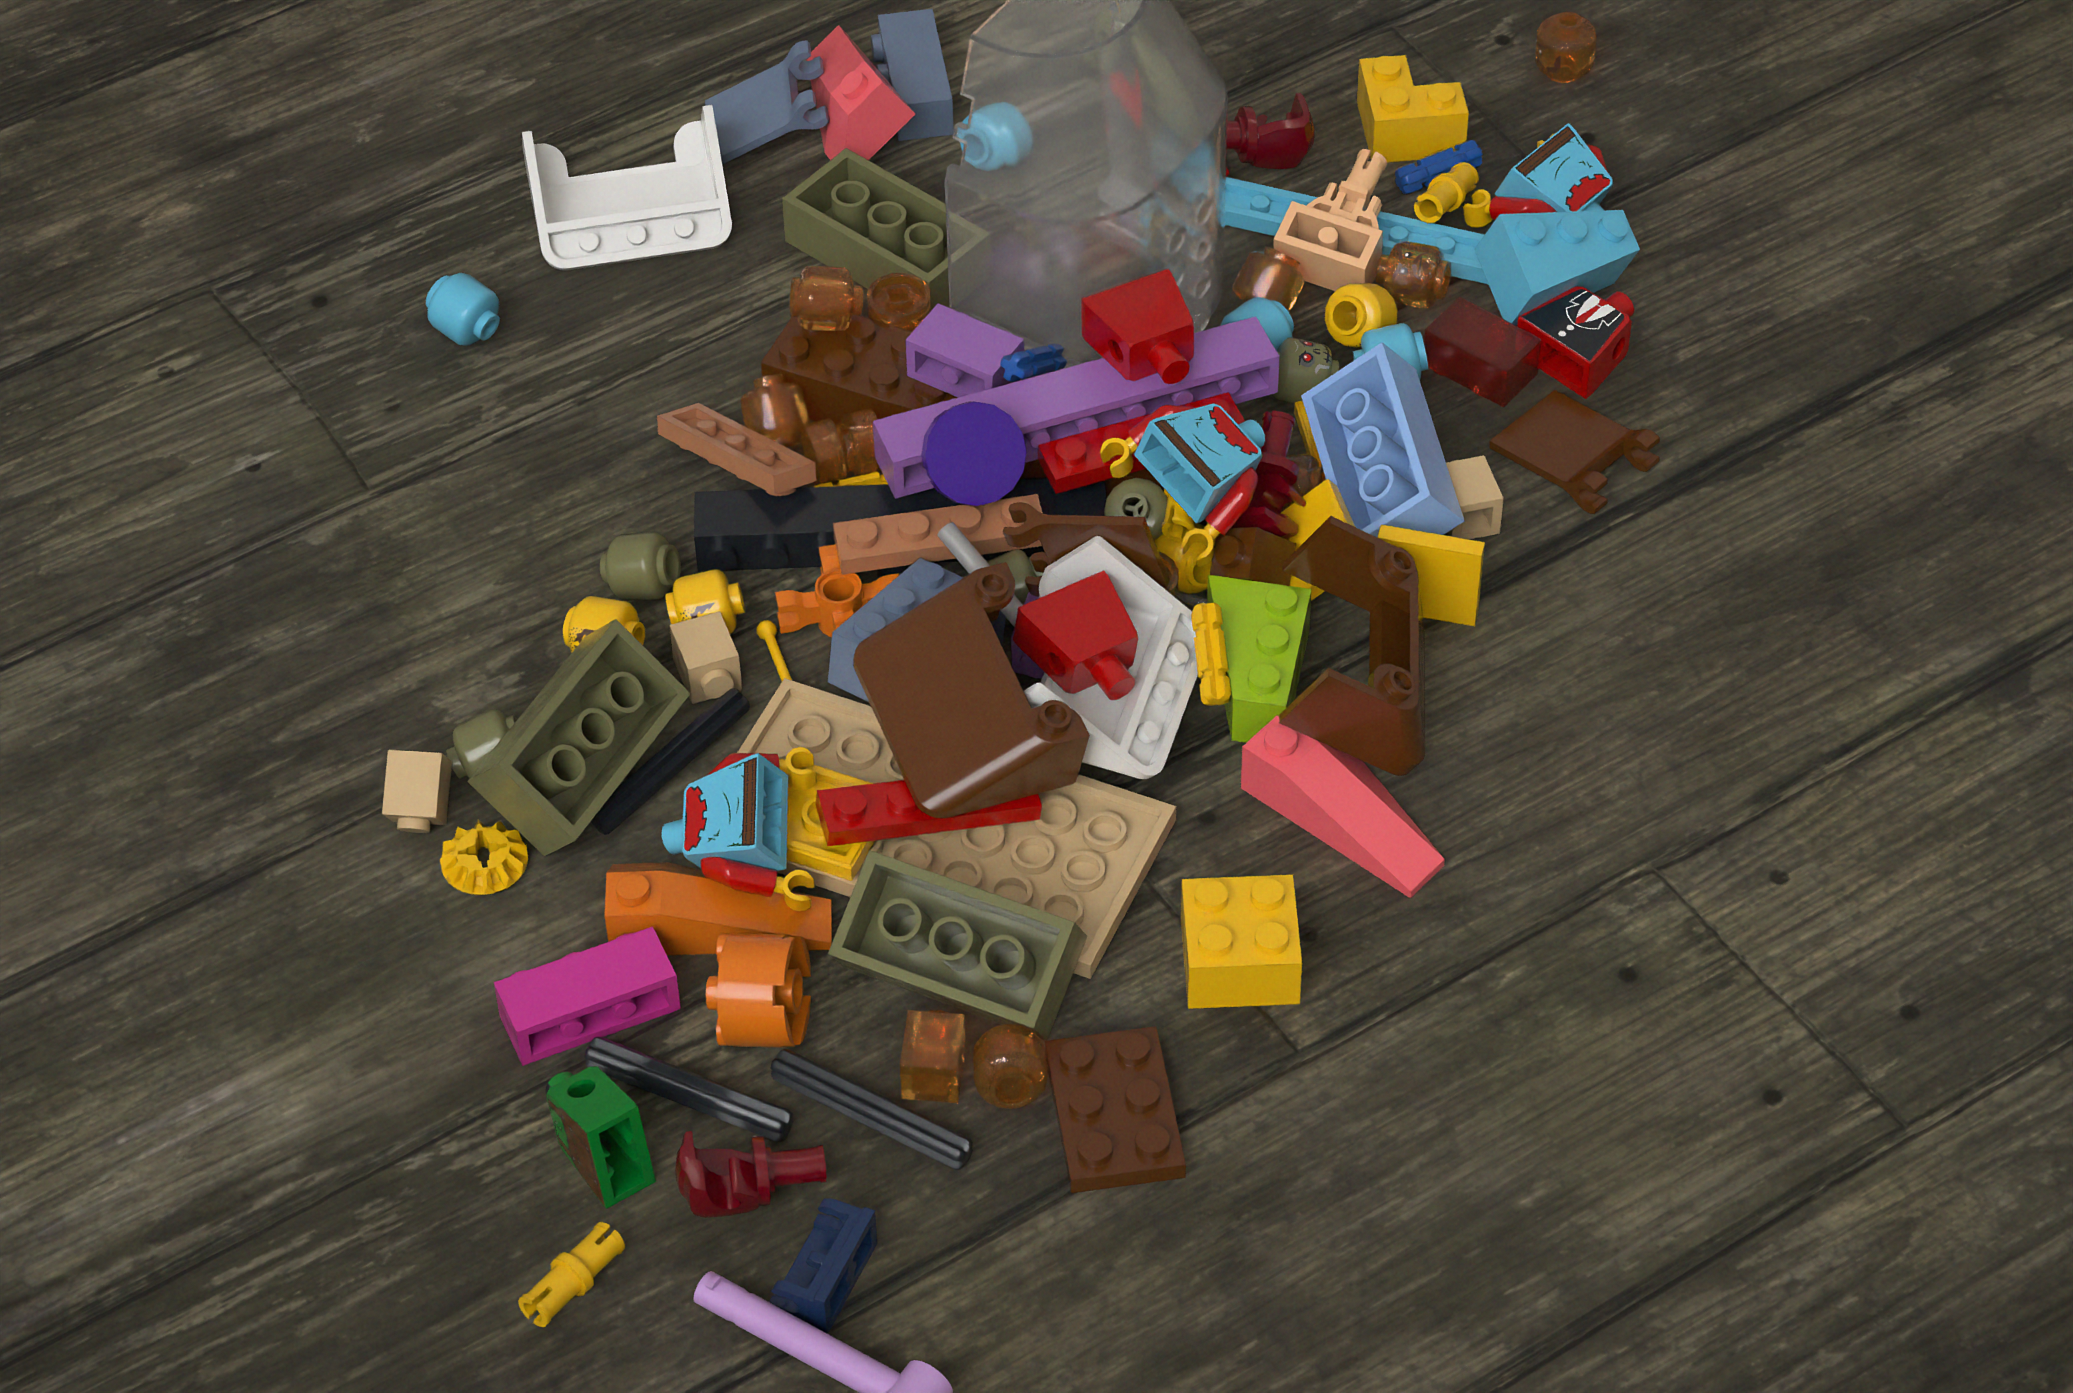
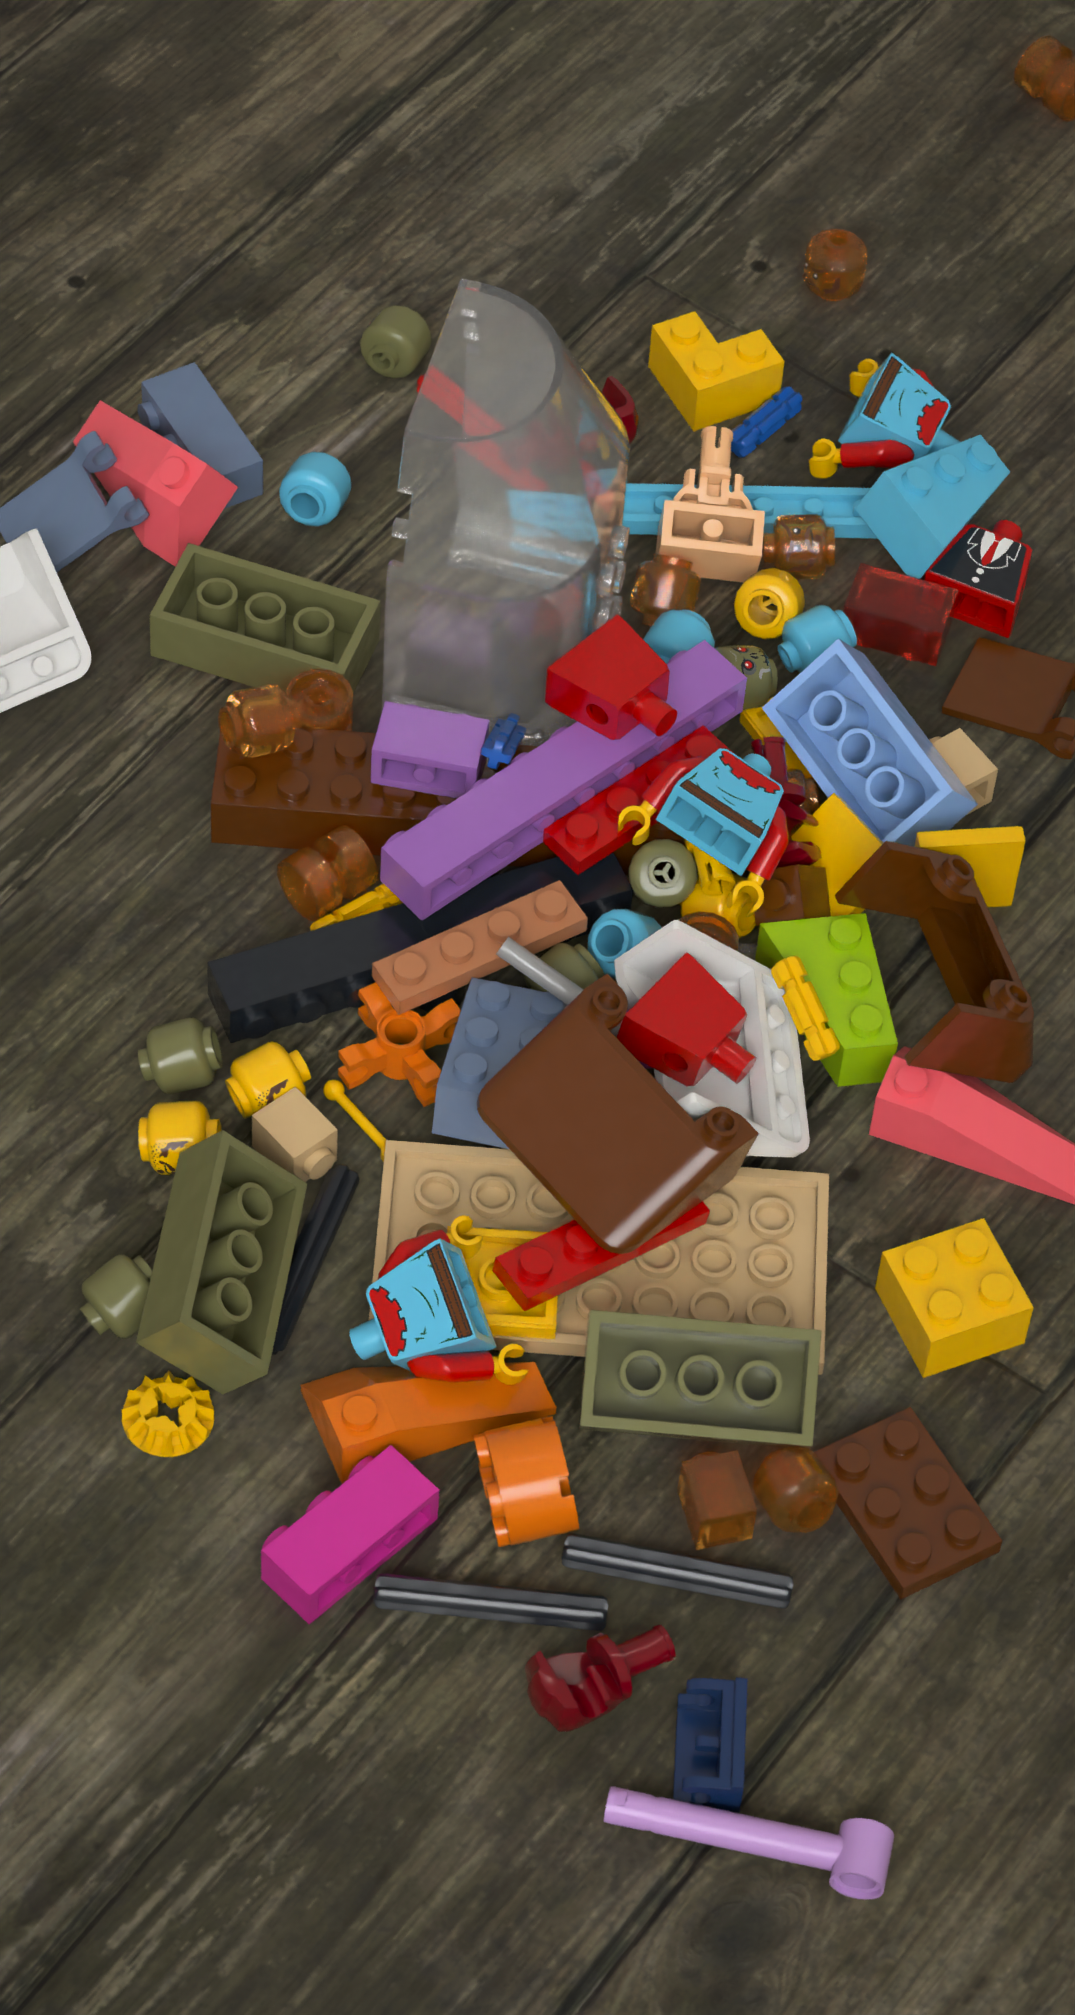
camera: 25 degrees left, 5 degrees up
(416, 789) = (75, 1363): tan brick -> none
(571, 1274) = (472, 1830): yellow pin -> none
(592, 1109) = (436, 1674): green torso -> none
(737, 449) = (225, 903): nougat plate -> none
(775, 409) = (241, 853): clear orange head -> none
(974, 453) = (498, 857): dark purple tile -> none
(1066, 532) = (631, 926): reddish brown flag -> none
(1446, 192) = (790, 450): yellow pin -> none

